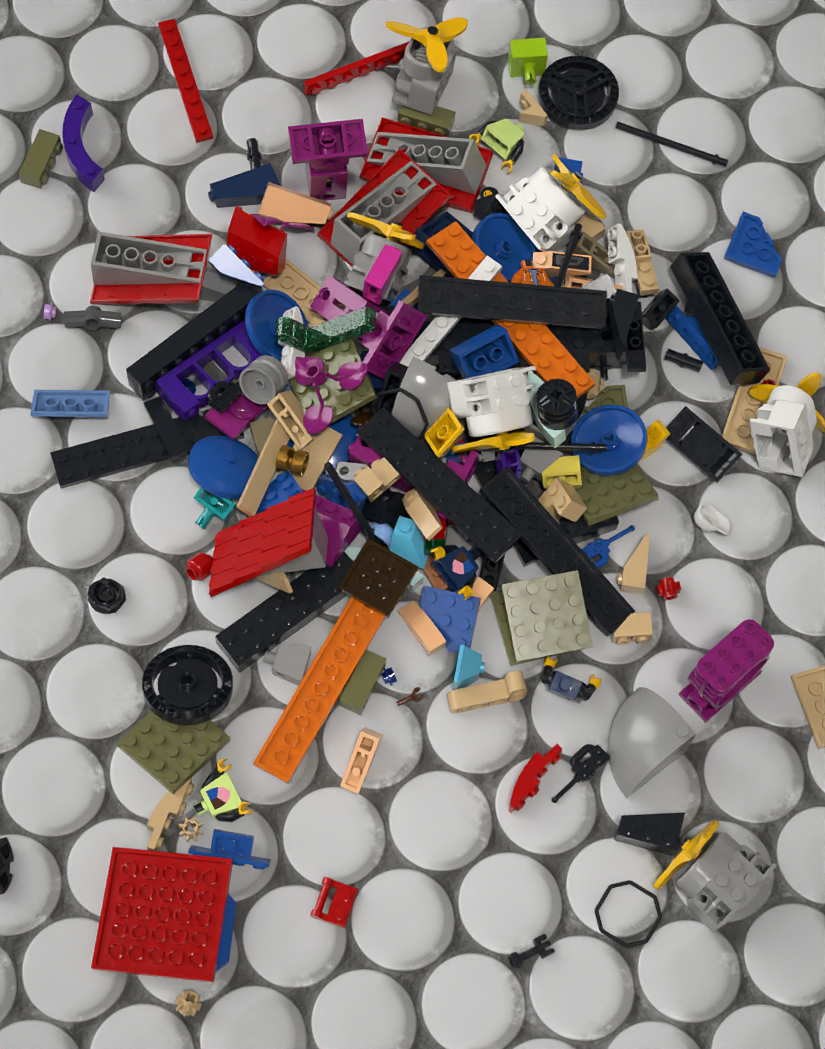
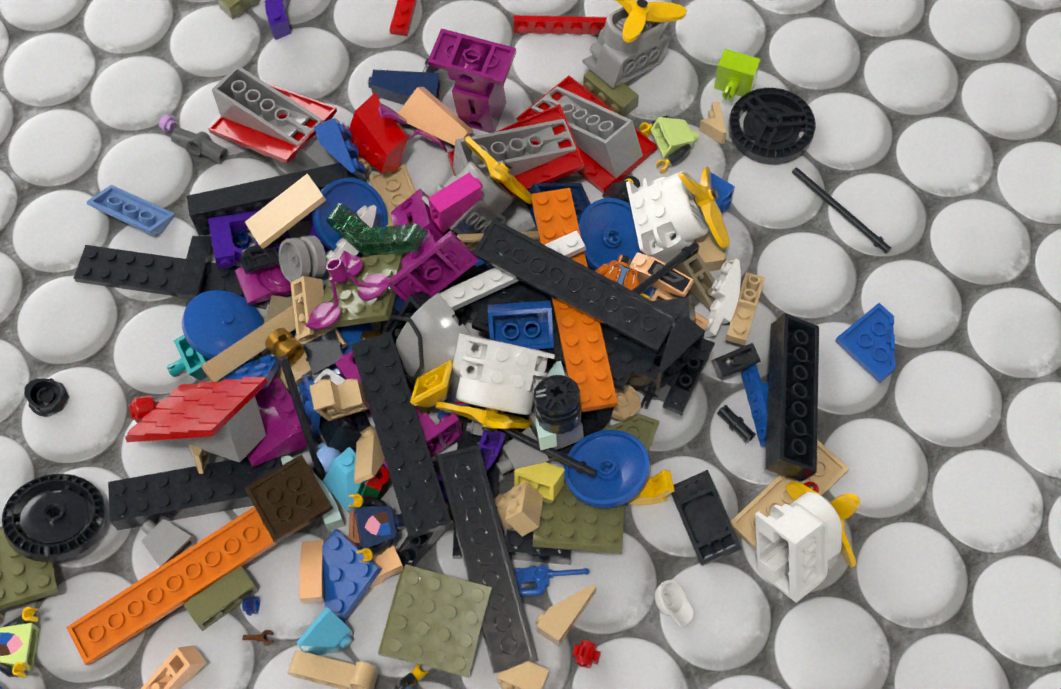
camera: 35 degrees right, 5 degrees down
(225, 344) = (285, 211): none -> tile
(328, 448) = (323, 351): none -> black piece

